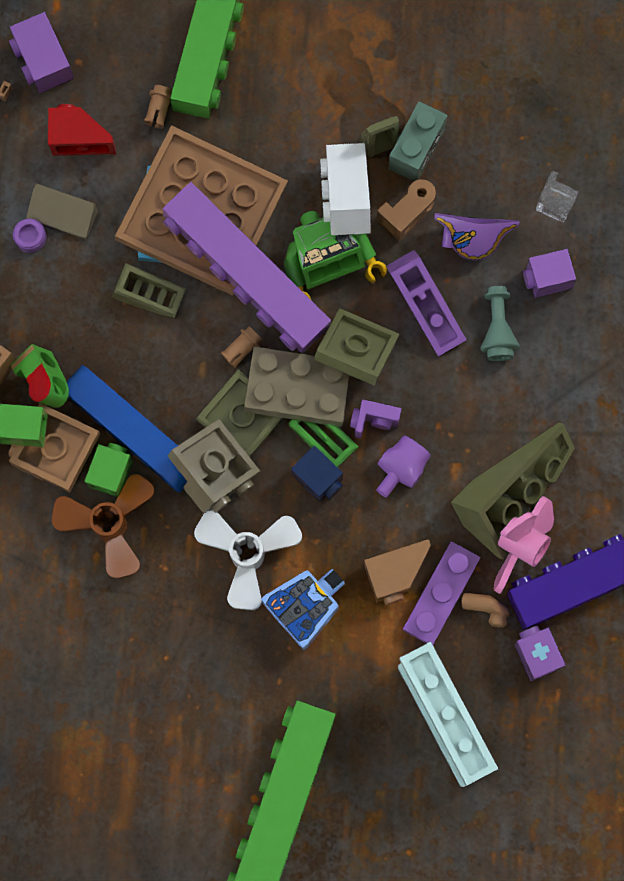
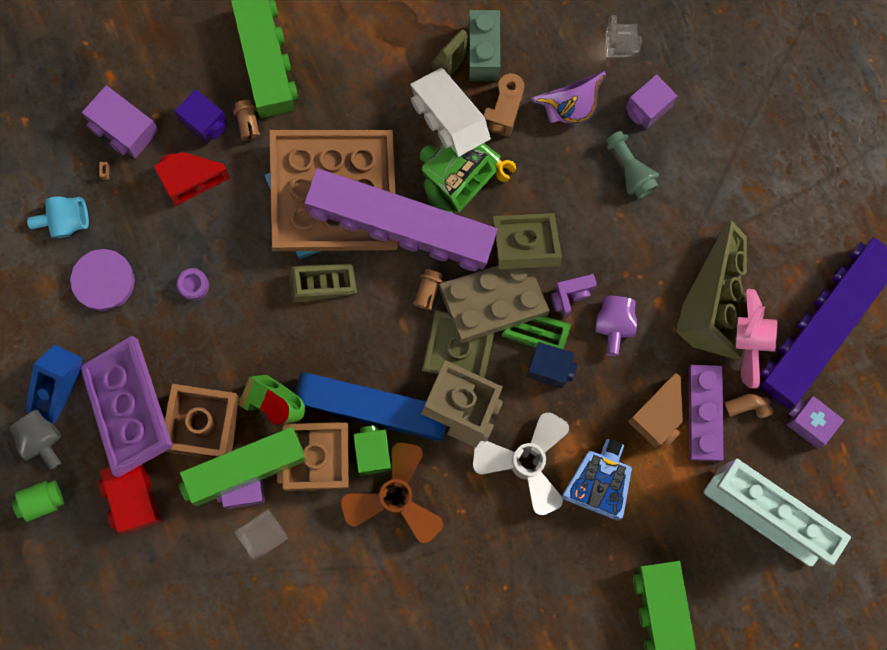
camera: 35 degrees left, 0 degrees up
(62, 211) = (210, 249): dark tan slope -> none
(118, 83) = (201, 117): none -> dark purple brick
(426, 302) = (562, 175): medium lavender slope -> none

